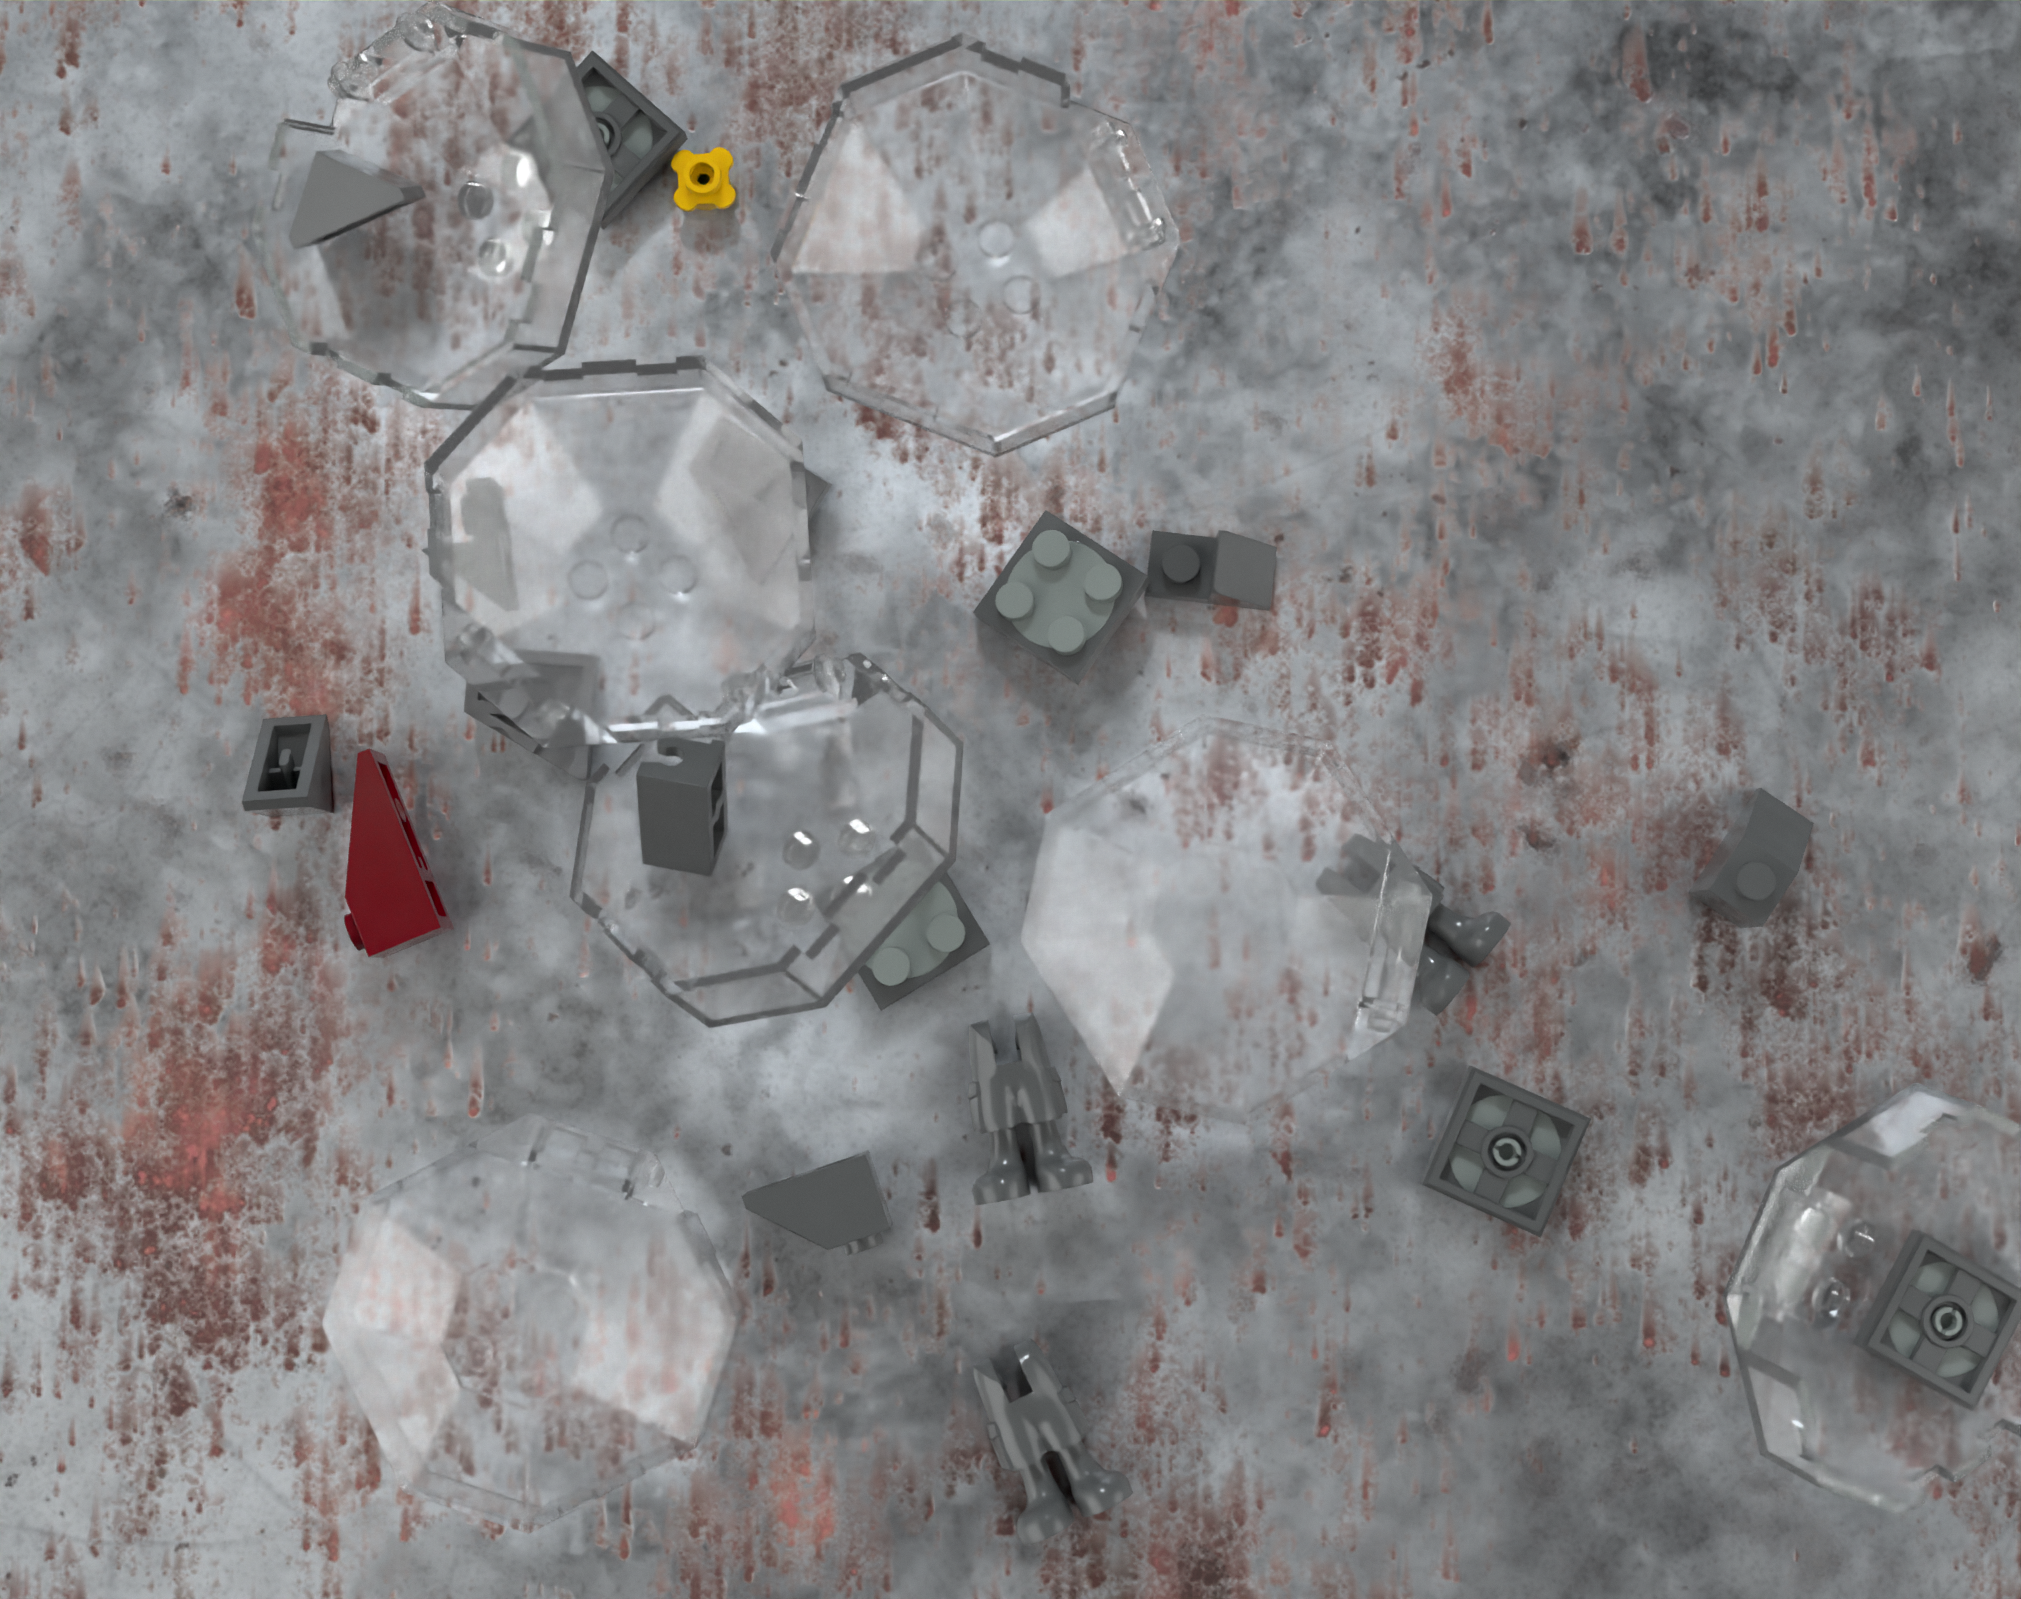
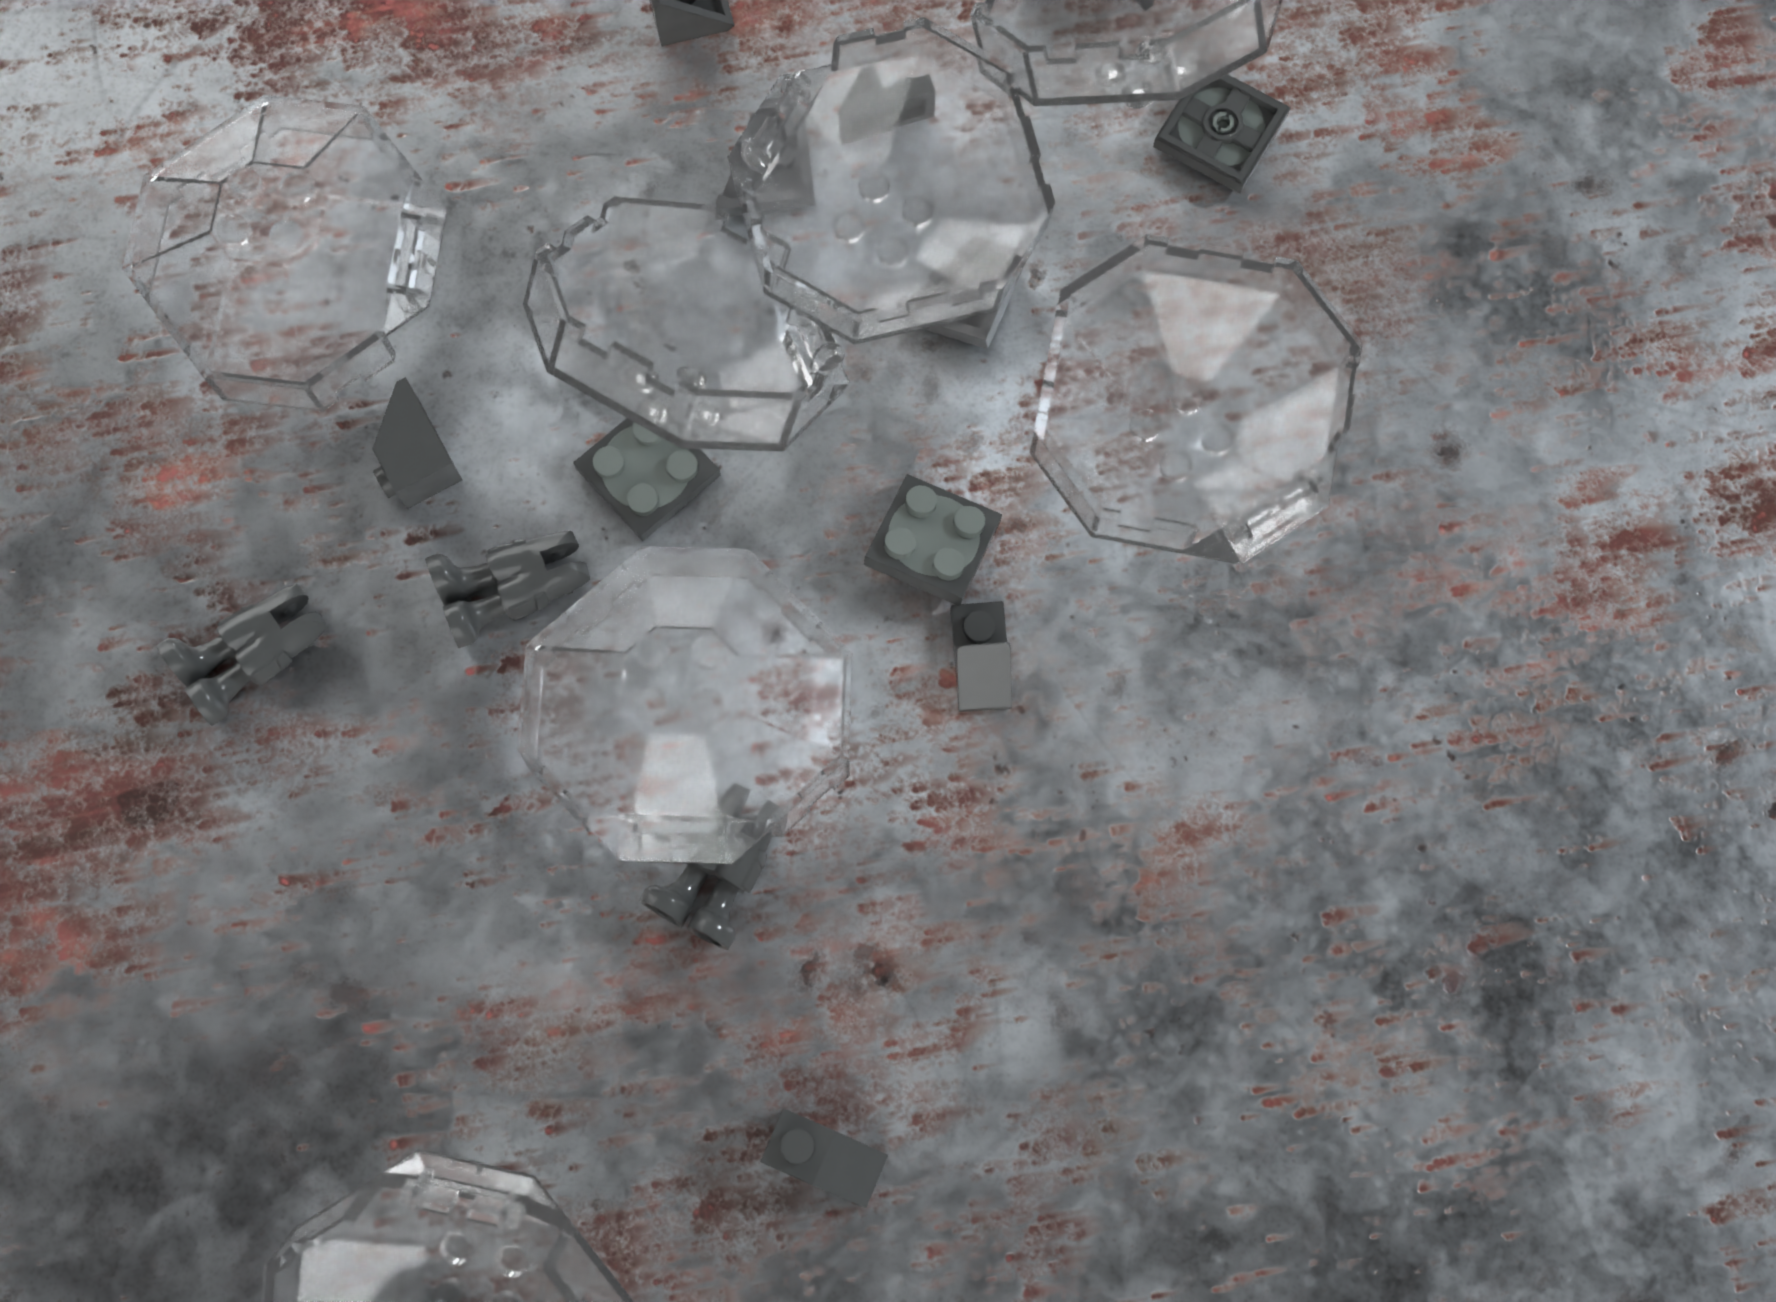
camera: 80 degrees right, 10 degrees down
(388, 875) = (622, 84): dark red slope -> none
(683, 806) = (703, 274): dark grey hinge -> none
(716, 193) = (1207, 223): yellow plate -> none
(1504, 1151) = (536, 984): dark grey piece -> none

